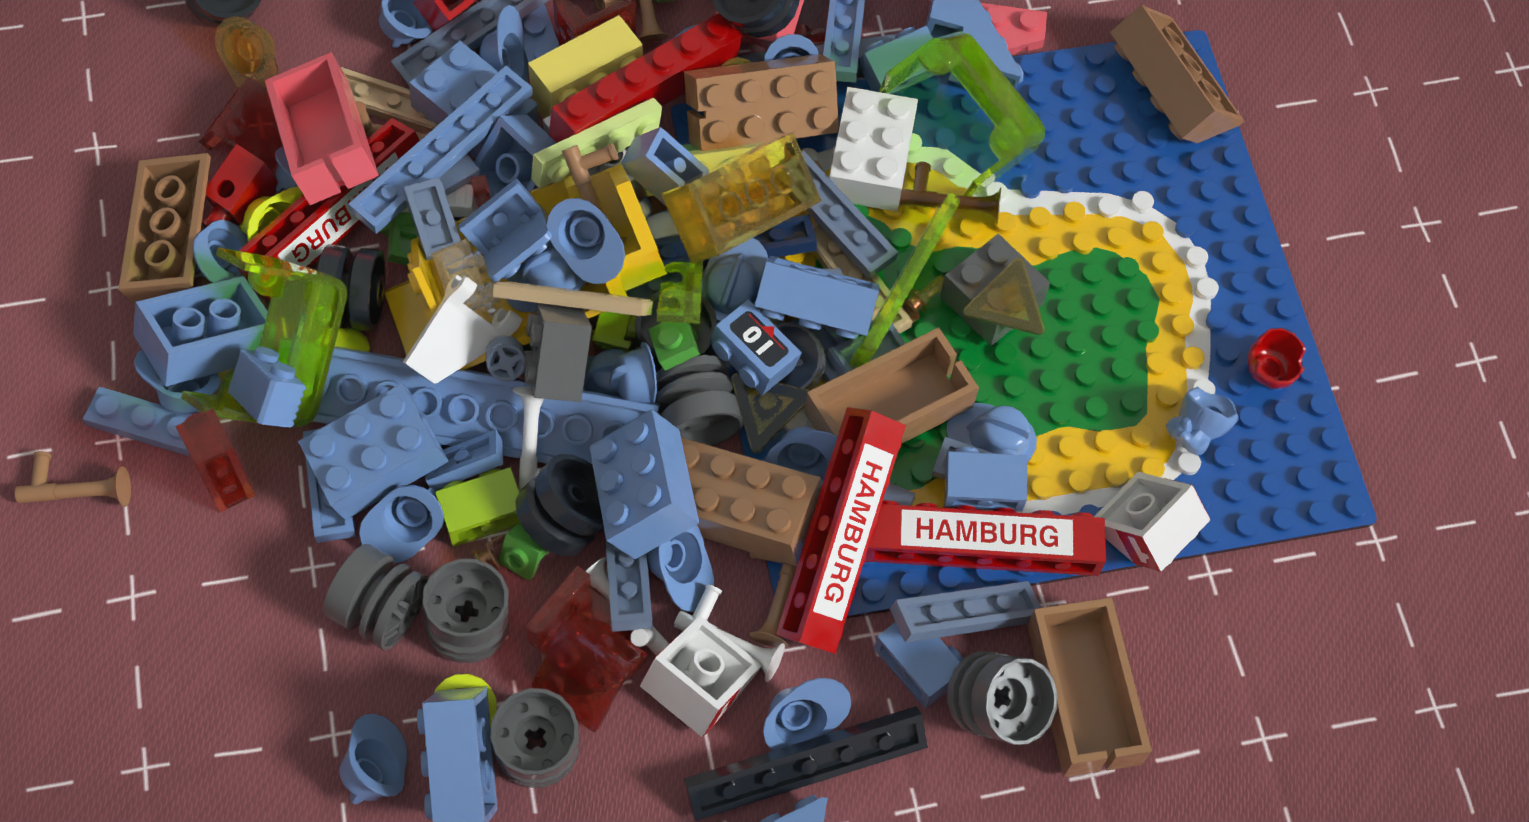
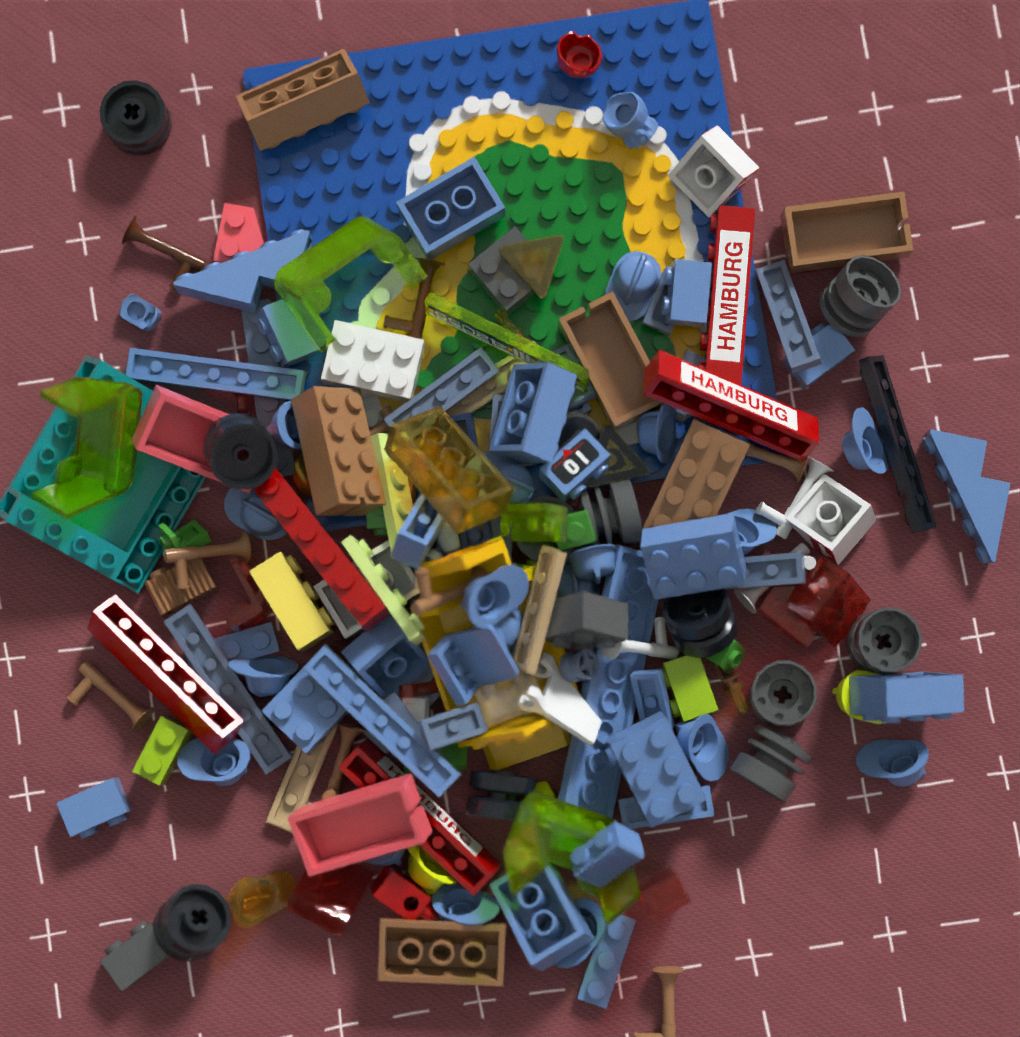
camera: 80 degrees left, 20 degrees up
(1064, 221) = (451, 208): none -> medium blue brick

